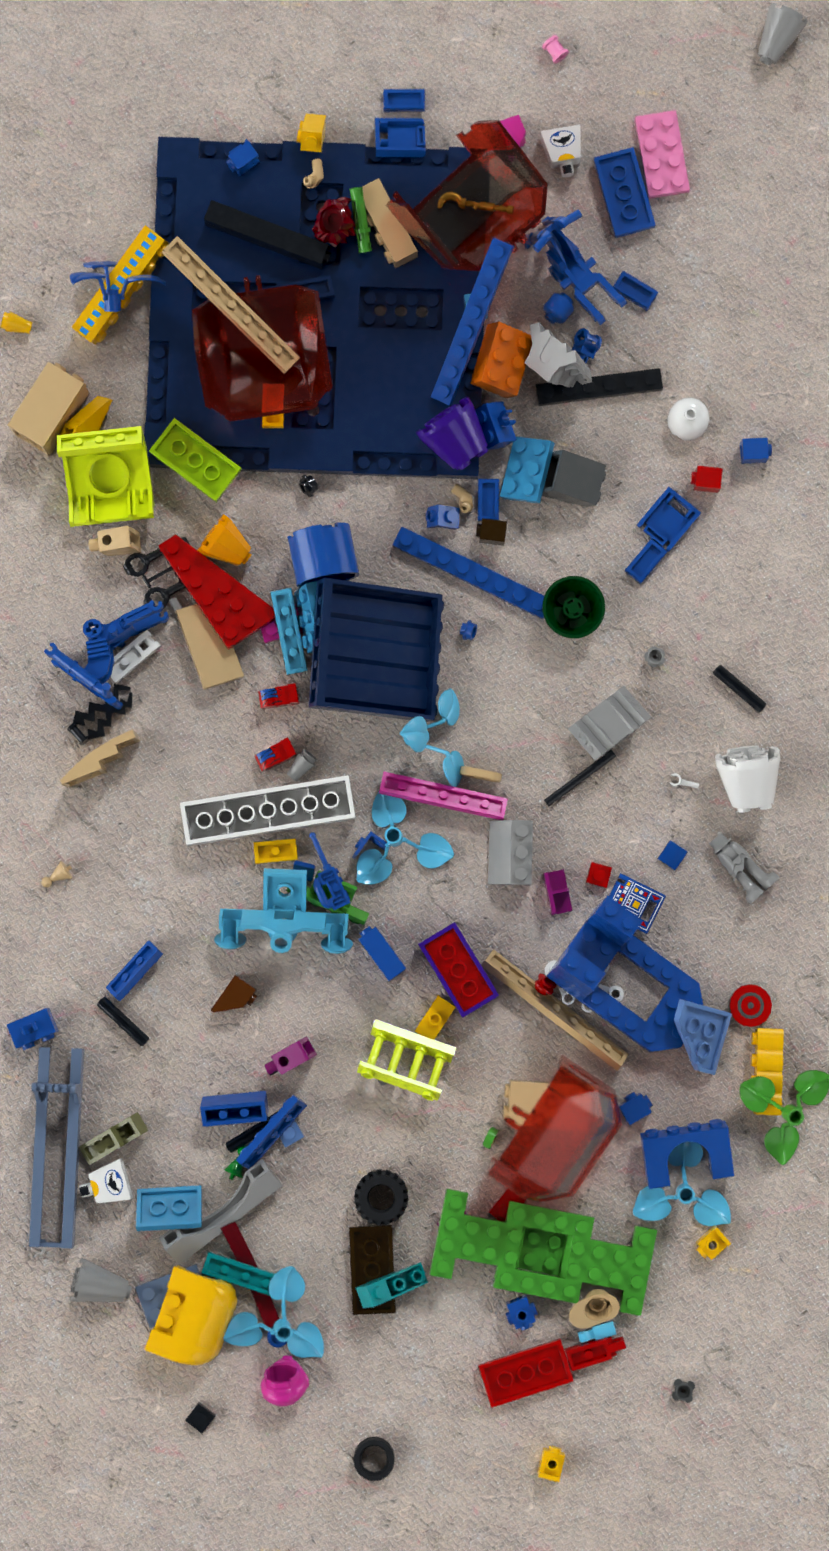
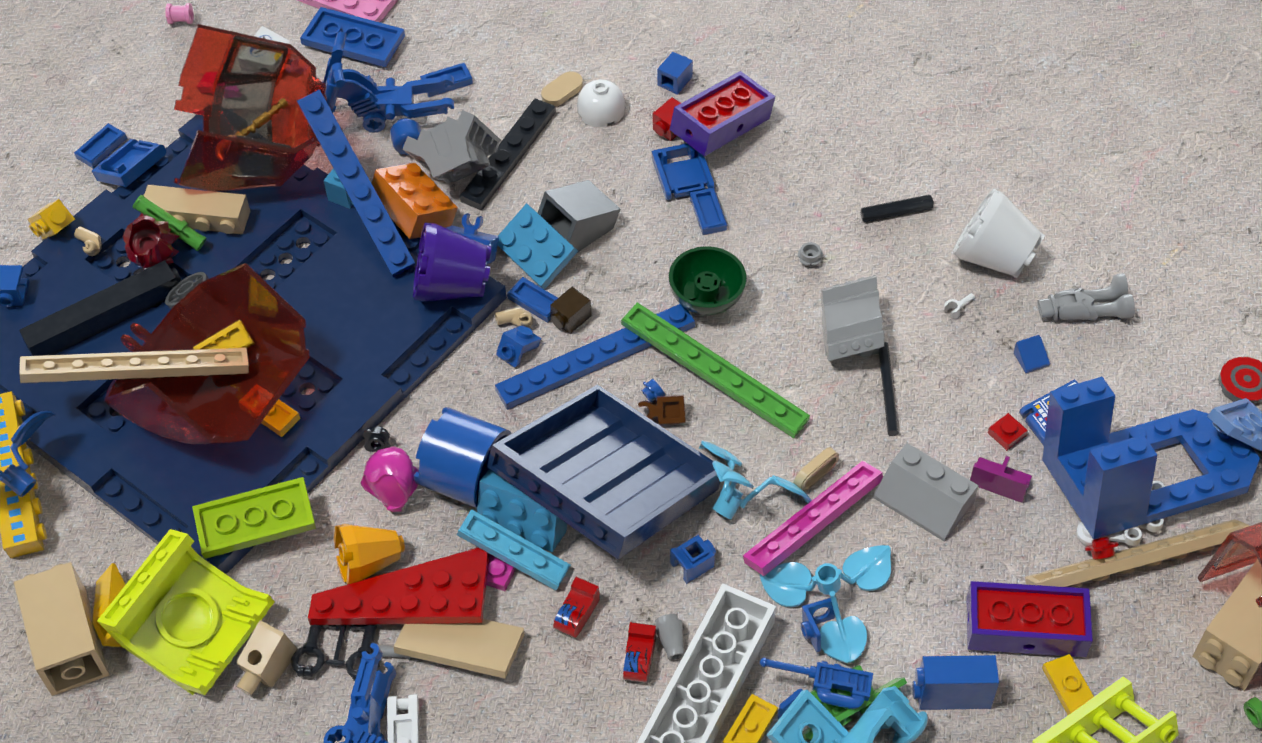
camera: 55 degrees left, 30 degrees down
(283, 518) = (390, 477): none -> dark pink helmet
(297, 340) = (231, 337): none -> yellow plate
(317, 279) = (184, 288): none -> dark grey wheel
(354, 739) = (693, 566): none -> blue window
(459, 649) = (668, 409): none -> reddish brown plate
(511, 658) = (715, 370): none -> bright green tile
(684, 379) = (562, 88): none -> tan tile
(731, 515) = (722, 113): none -> dark purple brick

